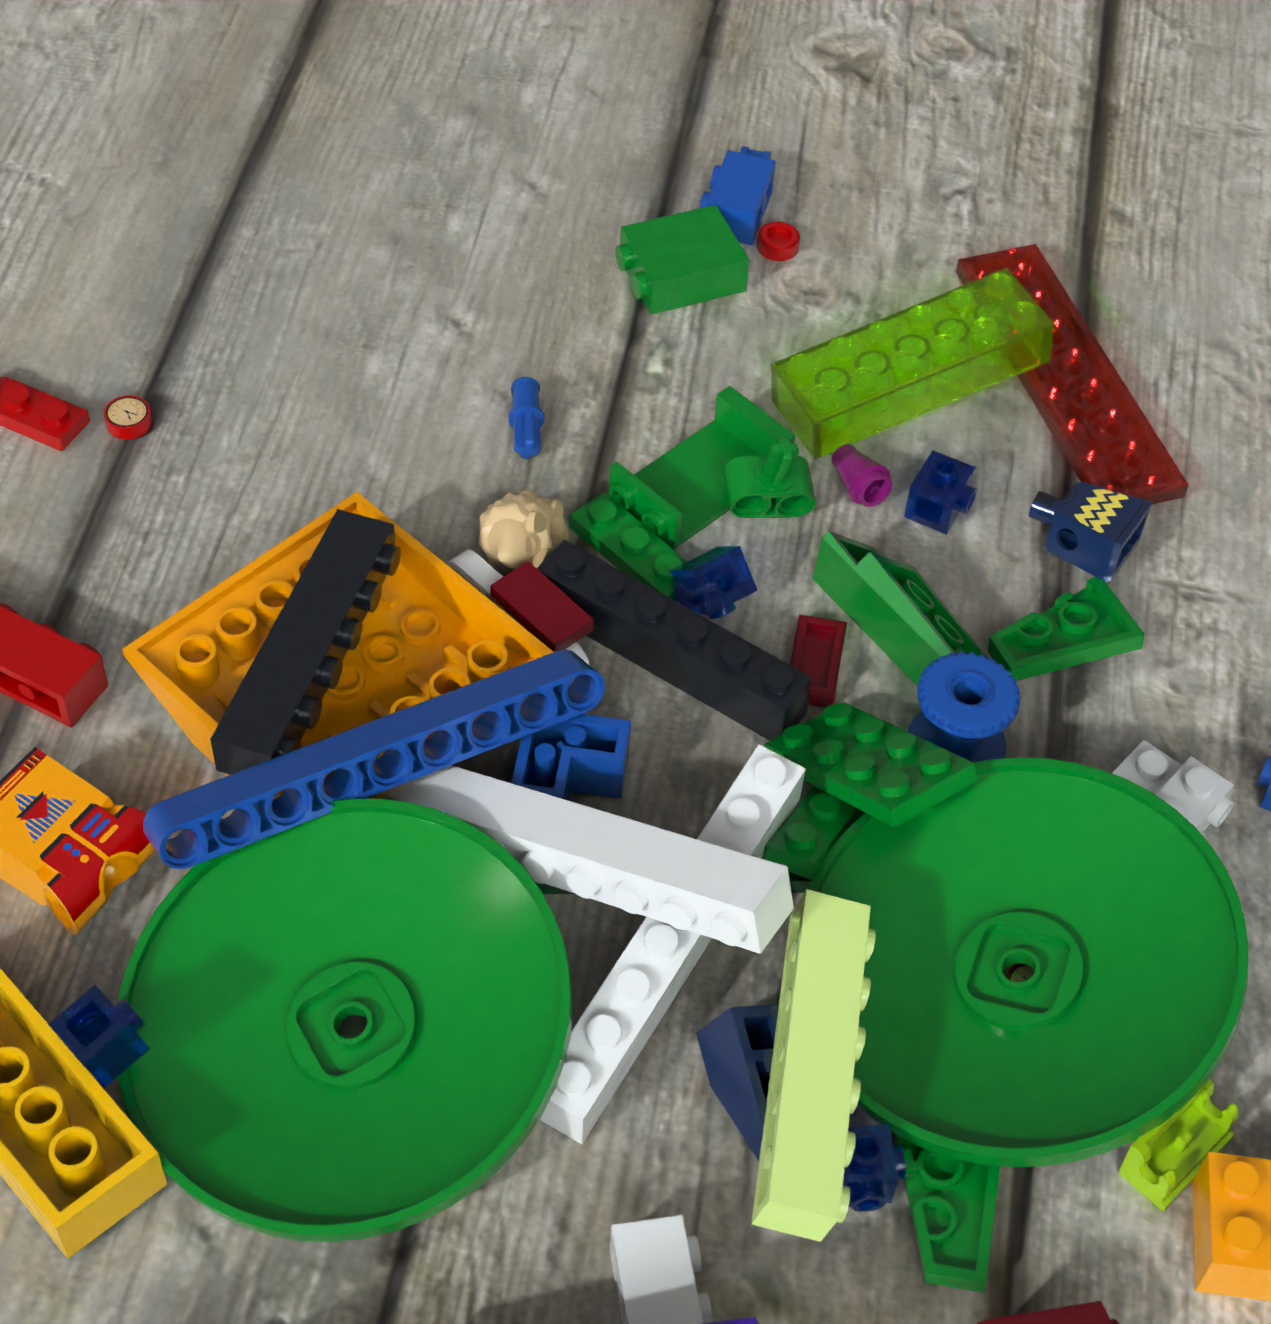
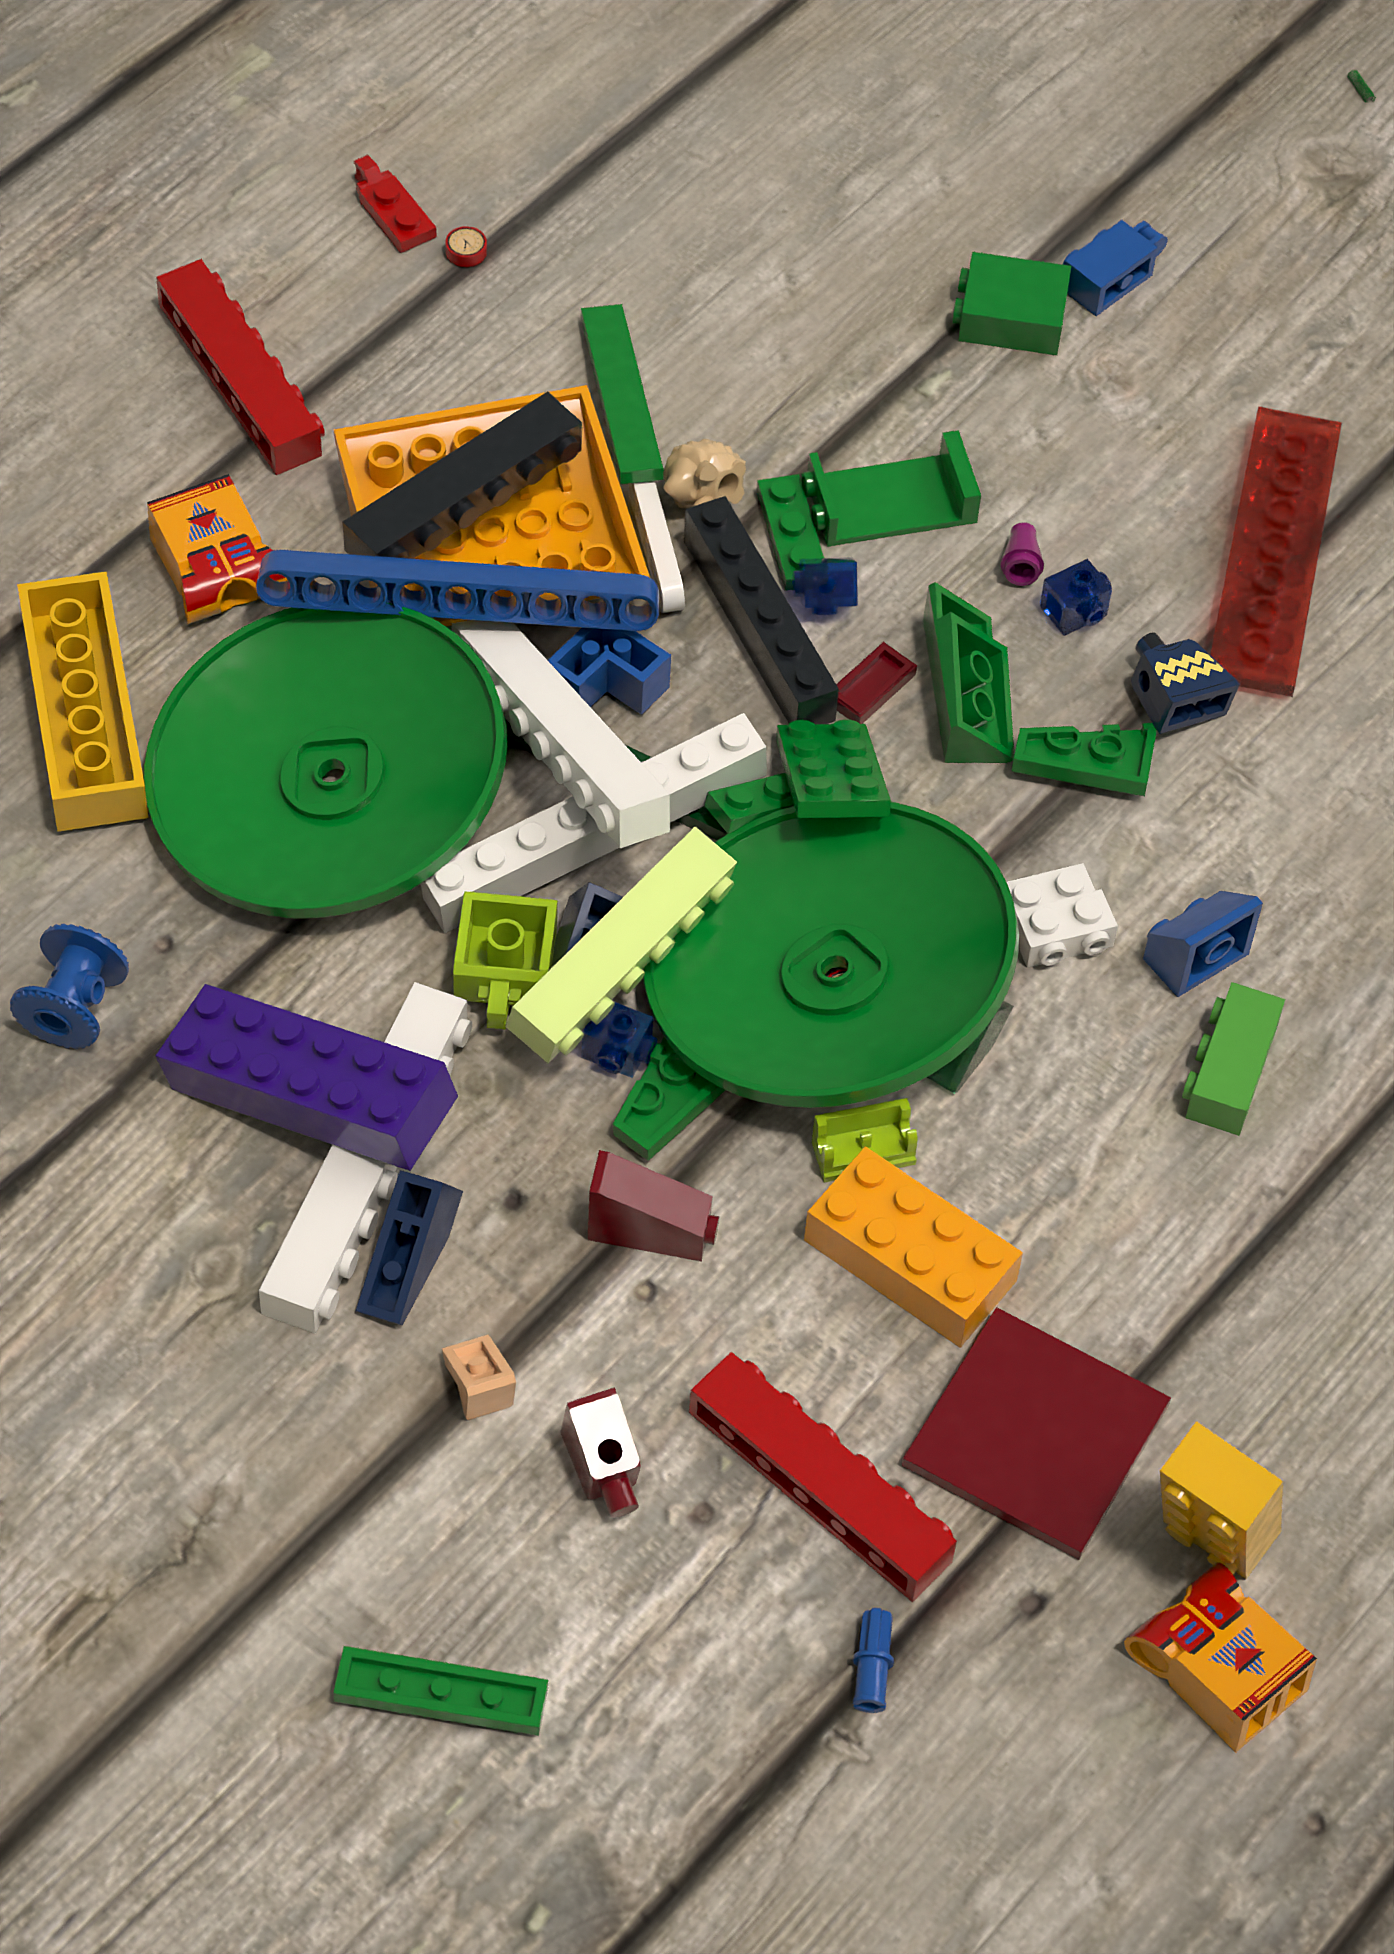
camera: 30 degrees right, 5 degrees up
(101, 1034) = (151, 691): clear blue brick -> none
(387, 487) = (622, 394): none -> green tile
(526, 417) = (782, 384): blue axle -> none
(541, 607) = (669, 541): dark red tile -> none
(680, 1136) = (502, 950): none -> lime hinge
(770, 484) = (935, 527): green beam -> none
(778, 241) = (1118, 322): red tile -> none
(911, 362) = (1133, 478): clear neon green brick -> none
(966, 705) = (937, 767): blue hose -> none

